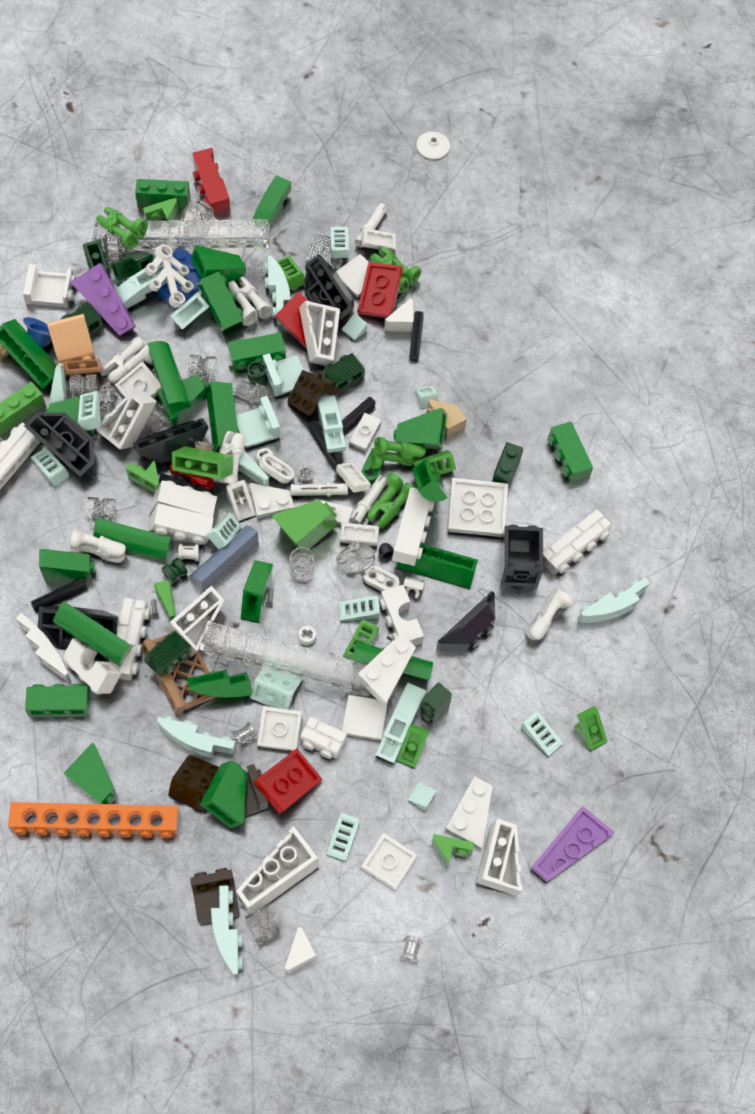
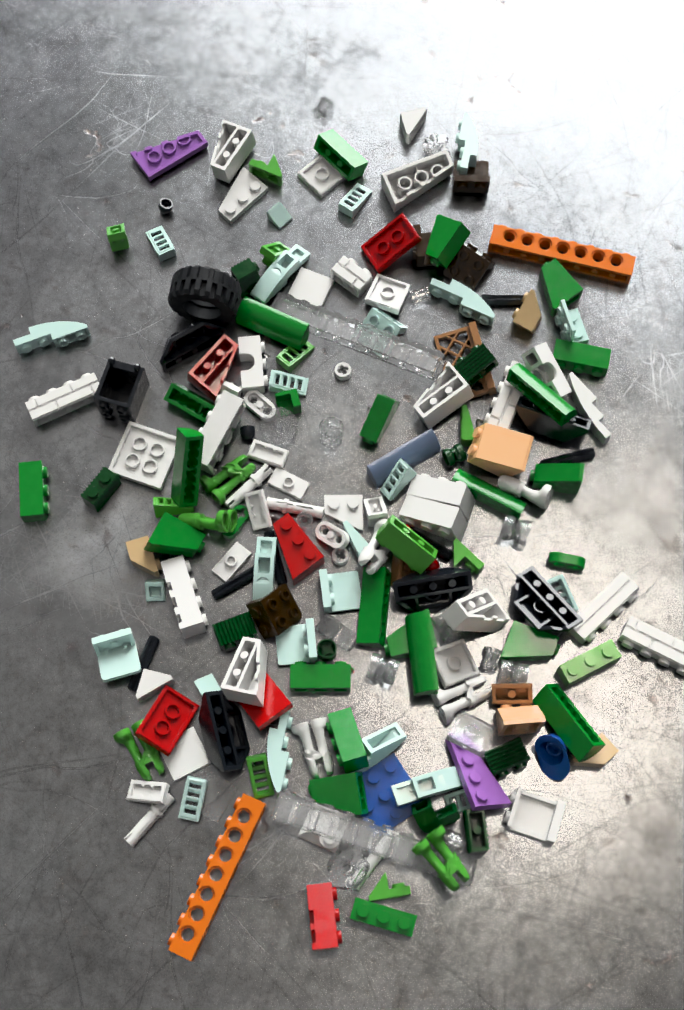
camera: 160 degrees left, 5 degrees up
(47, 494) = (566, 561): none -> green beam
(58, 390) = (540, 674): light aqua slope -> none
(72, 734) = (570, 324): none -> light aqua bracket
(89, 413) = (506, 619): light aqua slope -> none
(113, 331) = (471, 733): none -> clear tile
(119, 734) = (529, 314): none -> tan slope
(127, 573) = (499, 450): none -> light nougat slope
(146, 753) = (503, 299): none -> black axle
(164, 255) = (399, 783): white plant -> none
(188, 552) = (436, 470): white bush -> none
(204, 445) = (400, 567): clear tile -> none
(221, 685) = (434, 334): green slope -> none
(273, 199) = (258, 874): green slope -> none
(302, 197) = (190, 948): none -> orange brick
(305, 448) = (297, 549): none -> red wedge
(307, 522) = (318, 462): bright green slope -> none
(353, 589) = (289, 400): none -> green panel
(372, 885) = (340, 154): none -> green brick
(386, 669) = (280, 302): white wedge -> none
(396, 385) = (183, 596): none -> white wedge
(433, 145) = (49, 928): white dish -> none
(438, 601) = (214, 367): none -> wedge
(439, 329) = (117, 654): none -> light aqua bracket
(469, 658) = (204, 295): none -> black tyre
(542, 621) = (125, 331): white piece -> none
(548, 774) = (163, 205): none -> black hinge

